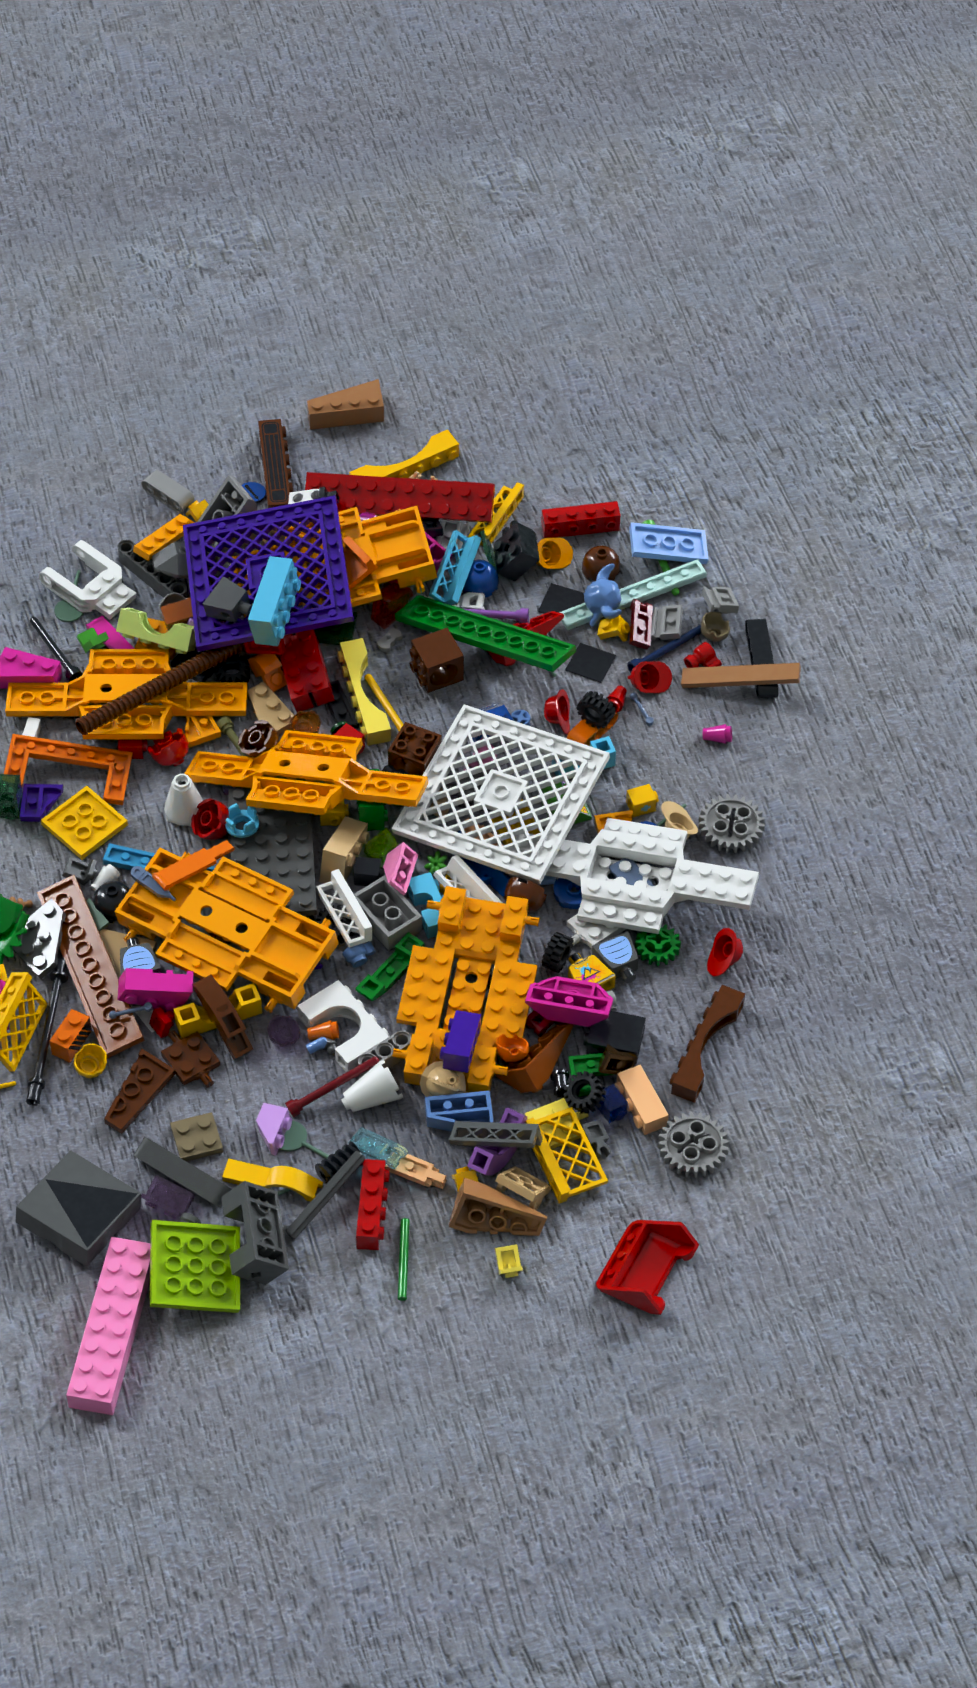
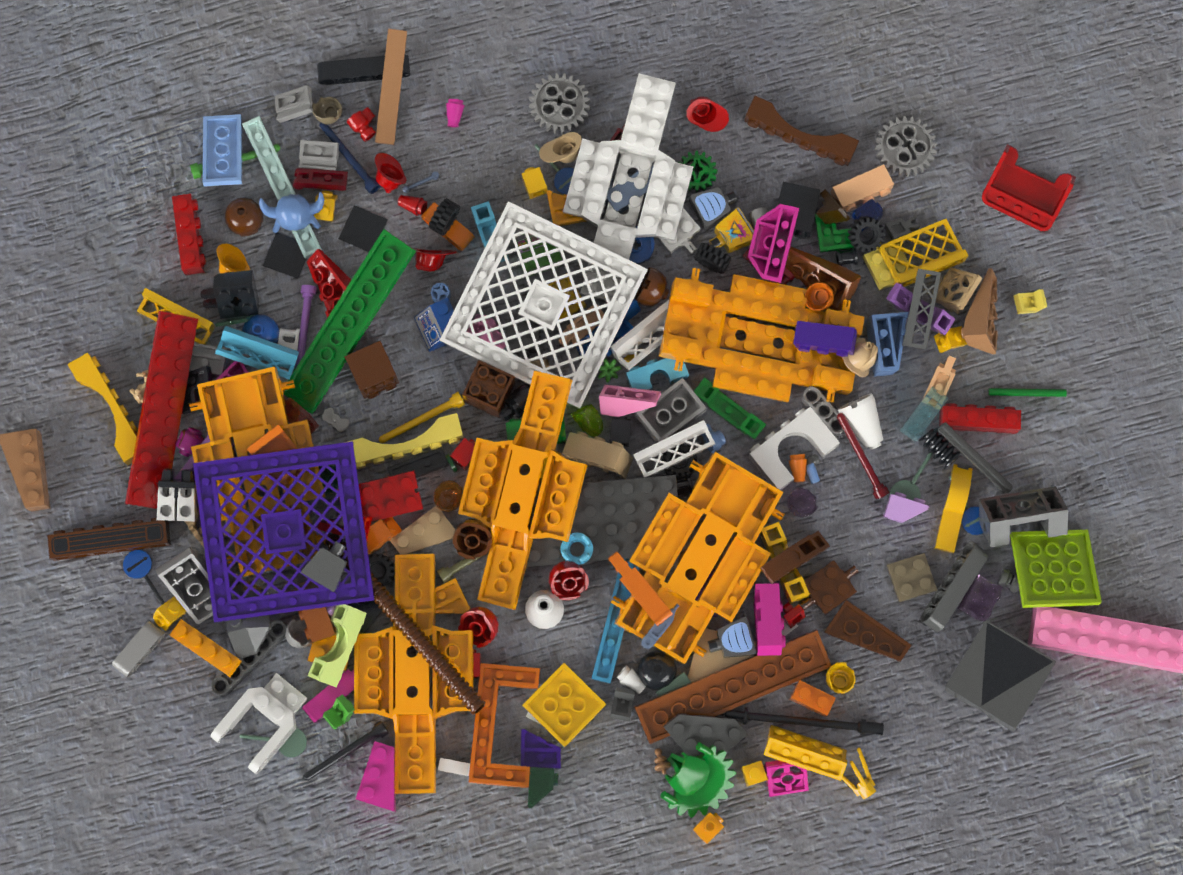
camera: 90 degrees left, 25 degrees up
(147, 1007) = (788, 626): sand blue hinge -> none
(274, 601) = (338, 518): medium azure brick -> none

